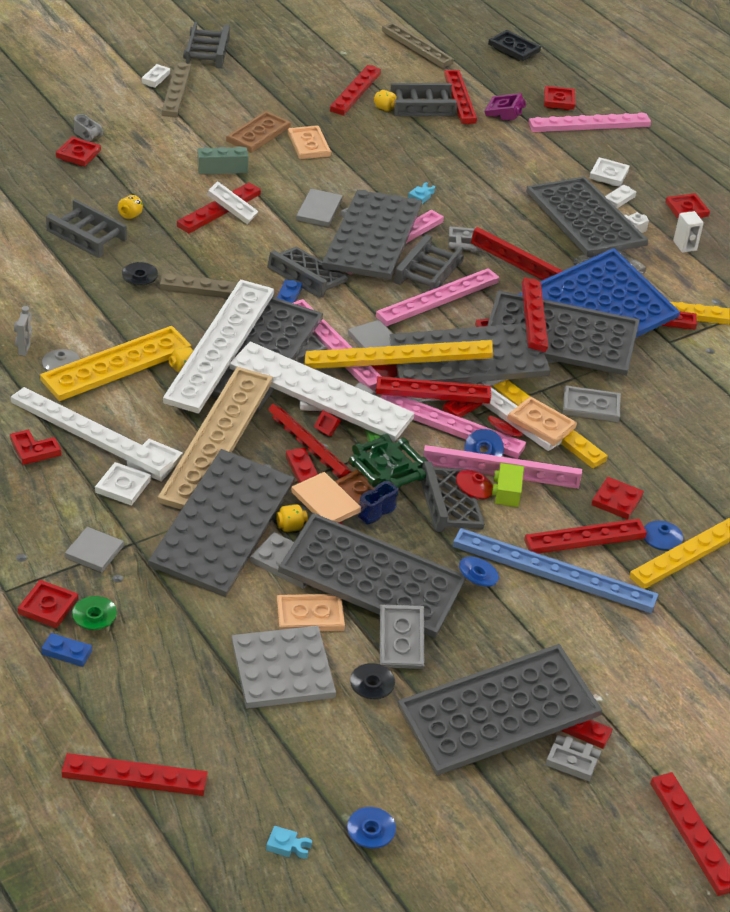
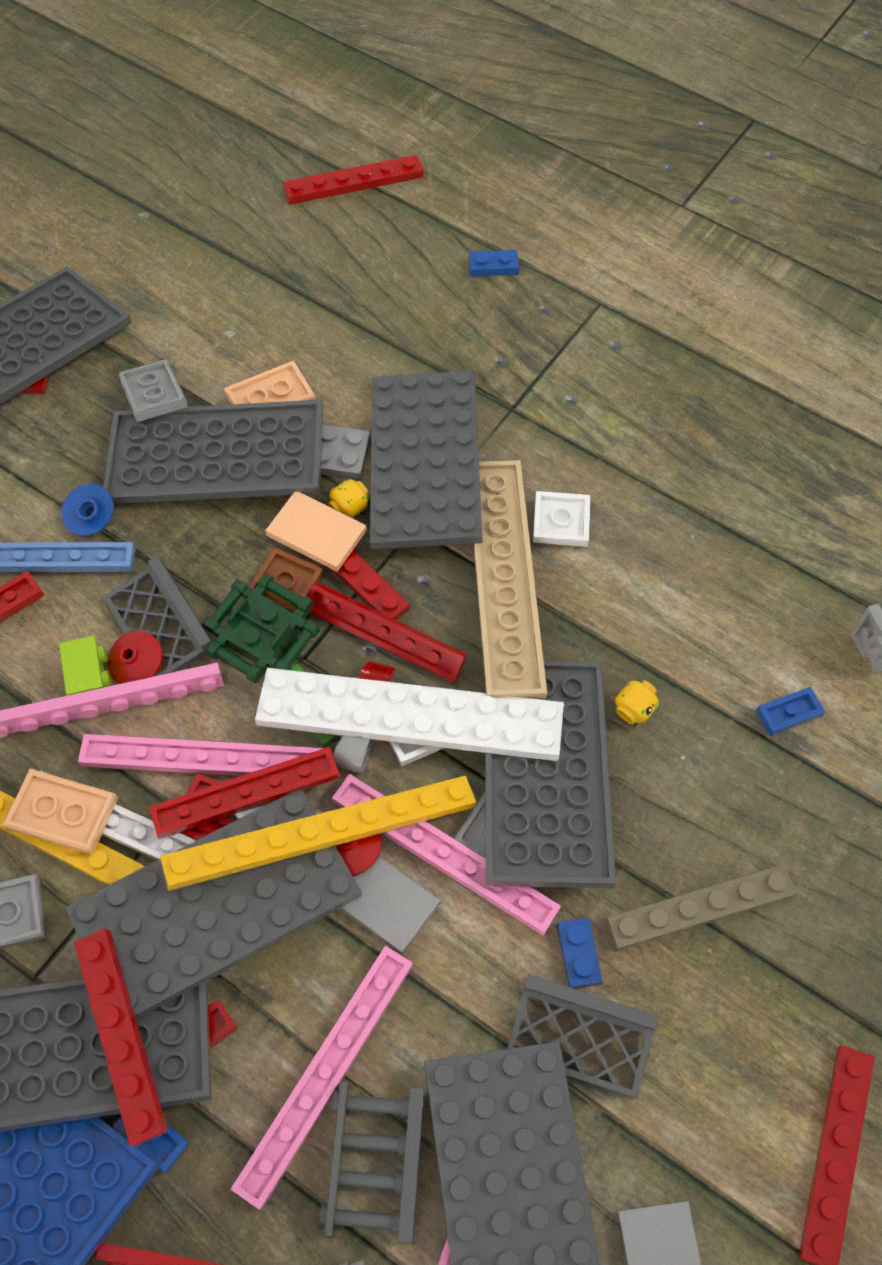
camera: 160 degrees right, 20 degrees up
(32, 451) = (713, 469): red plate -> none
(48, 603) = (544, 295): red plate -> none
(58, 358) = (797, 652): light grey dish -> none
(92, 432) = (667, 522): white plate -> none
(94, 549) = (546, 378): light grey tile -> none
(94, 613) = (490, 298): green dish -> none
(98, 331) = (790, 711): none -> blue plate
(113, 363) = (720, 666): yellow plate -> none
(123, 483) = (574, 468): white plate -> none
(139, 273) = (836, 858): black dish -> none
(218, 346) = (600, 744): white plate -> none
(232, 202) = (814, 1151): white plate -> none
(282, 667) = (270, 324): light grey plate -> none
(285, 841) = (189, 172): medium azure plate -> none
(372, 681) = (166, 331): black dish -> none
(372, 820) = (113, 198): blue dish -> none
(378, 502) = (249, 553): clear blue brick -> none
(484, 438) = (137, 721): blue dish -> none
(504, 427) = (105, 776): red dish -> none

